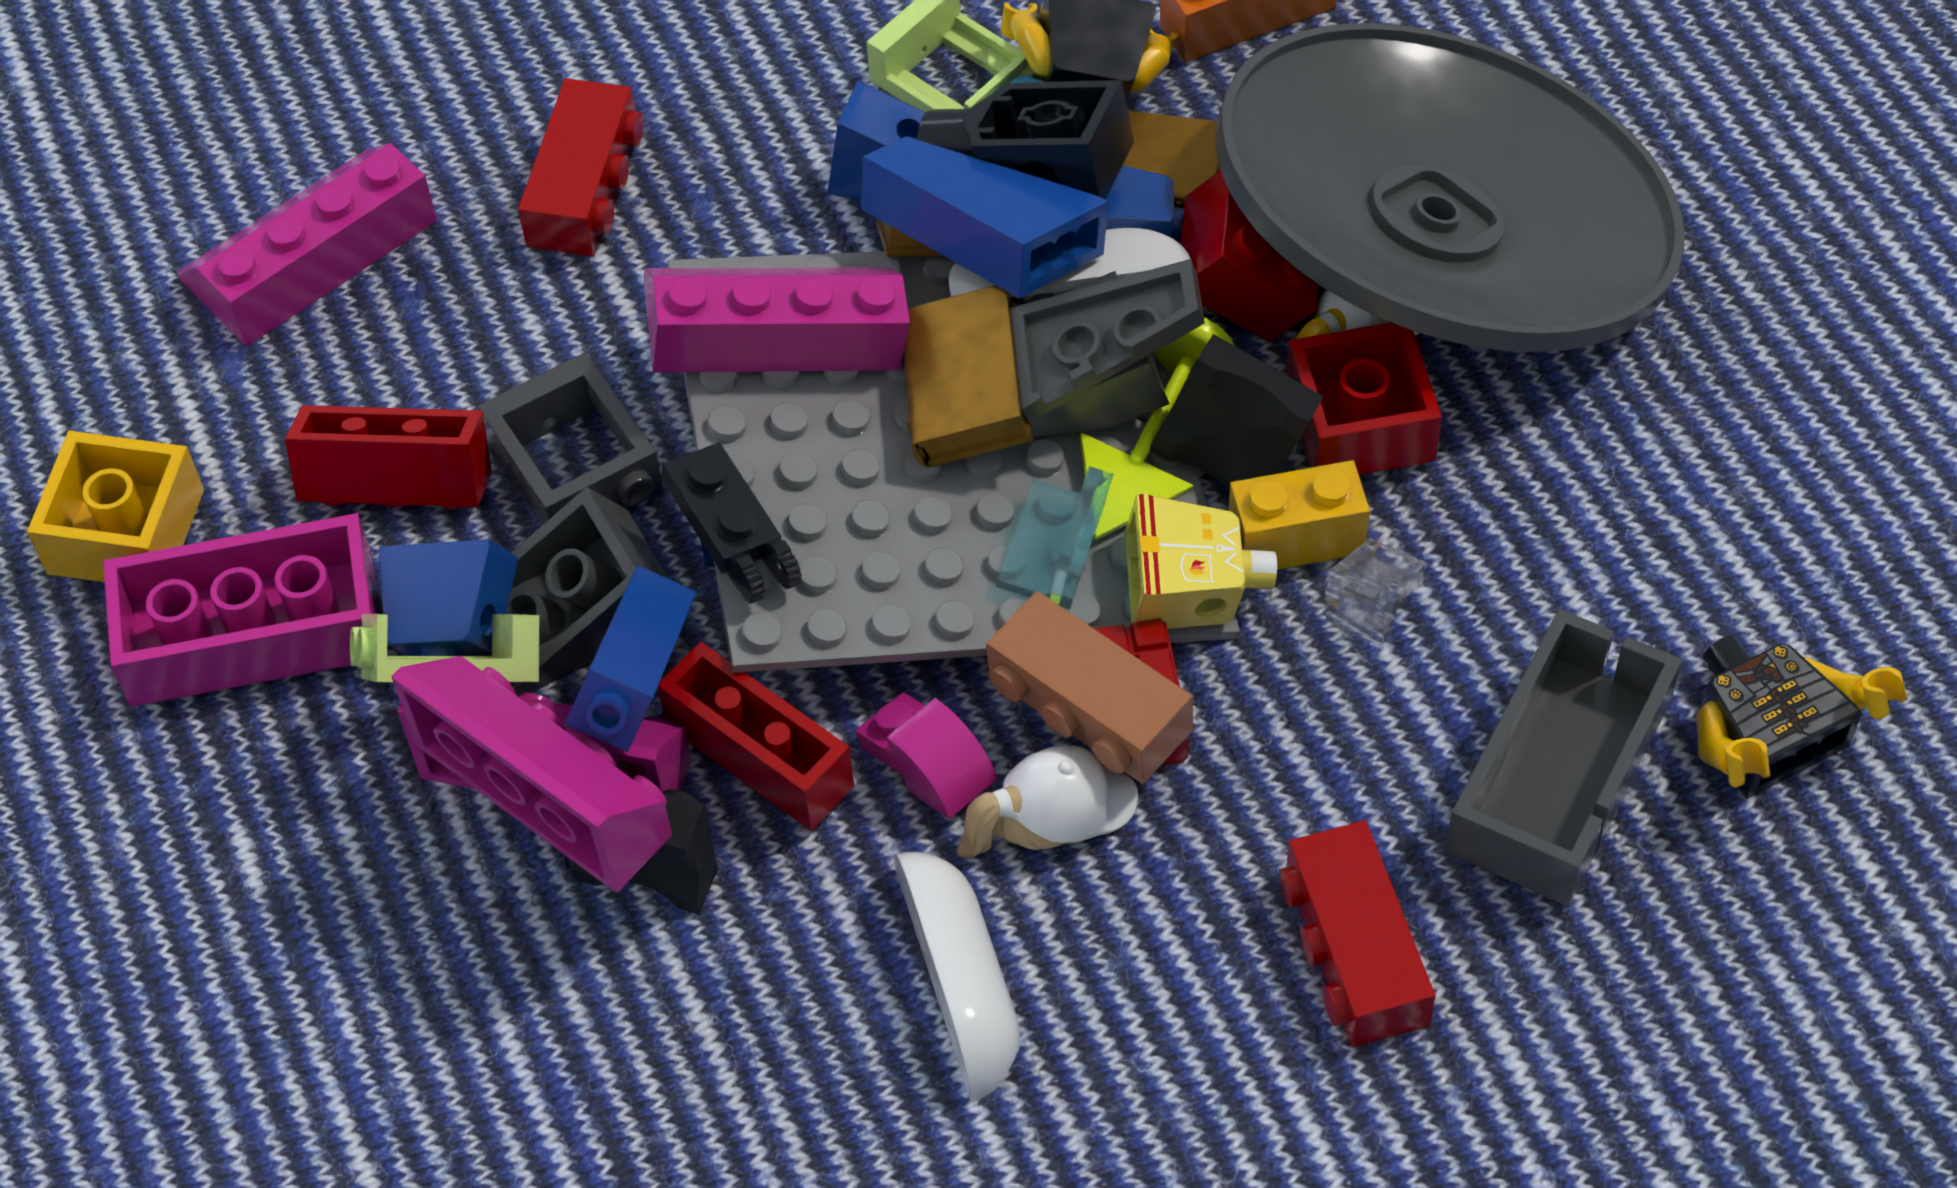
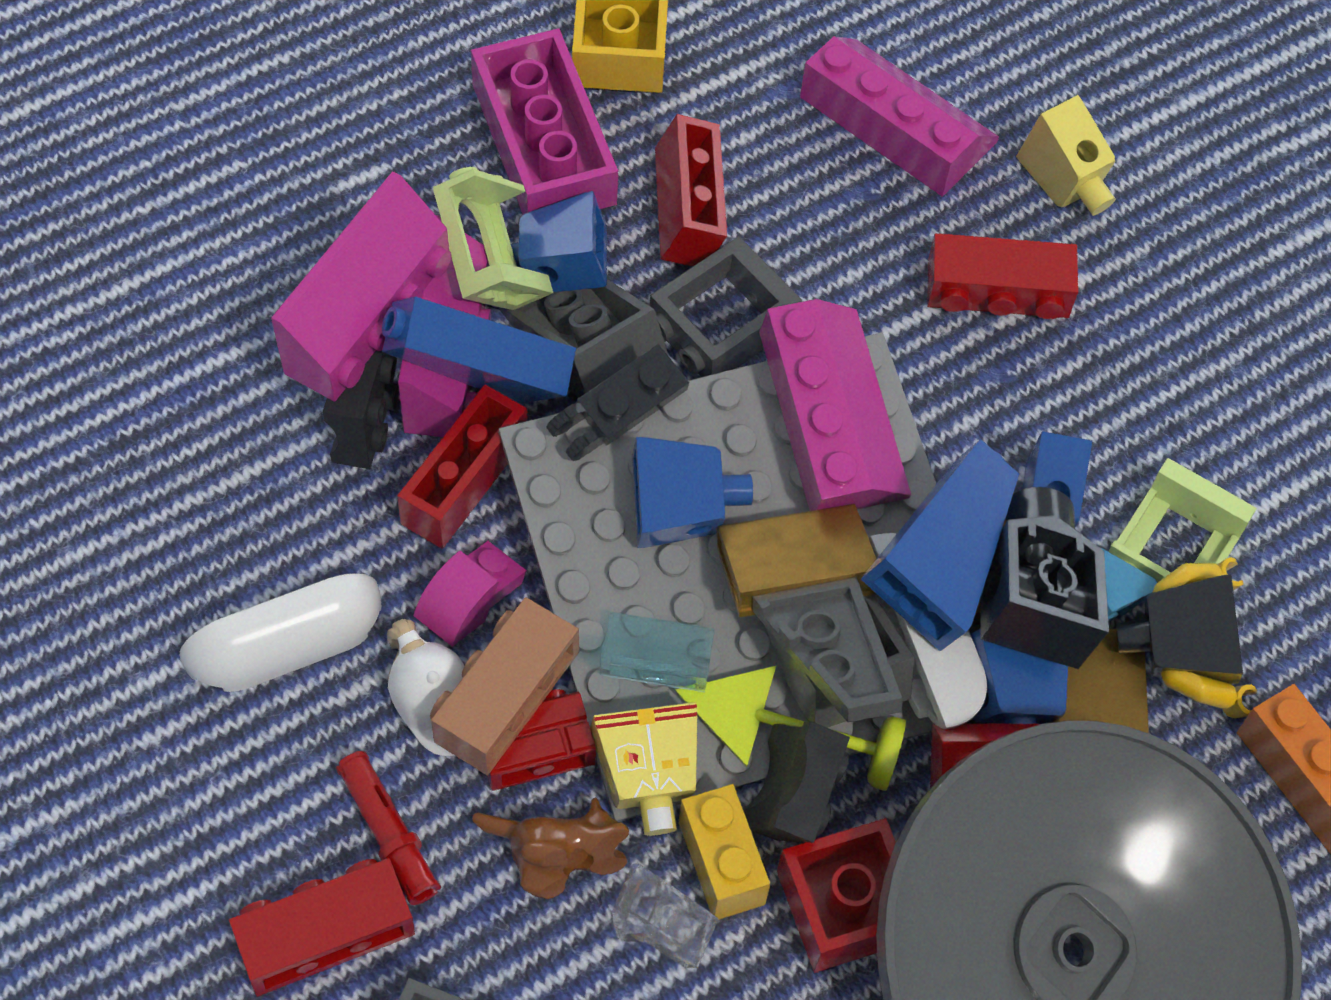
camera: 75 degrees right, 5 degrees up
(432, 72) = (1069, 156): none -> light yellow torso
(863, 476) = (682, 491): none -> blue torso
(1206, 872) = (388, 828): none -> red pin
(1279, 683) = (553, 847): none -> dark orange animal

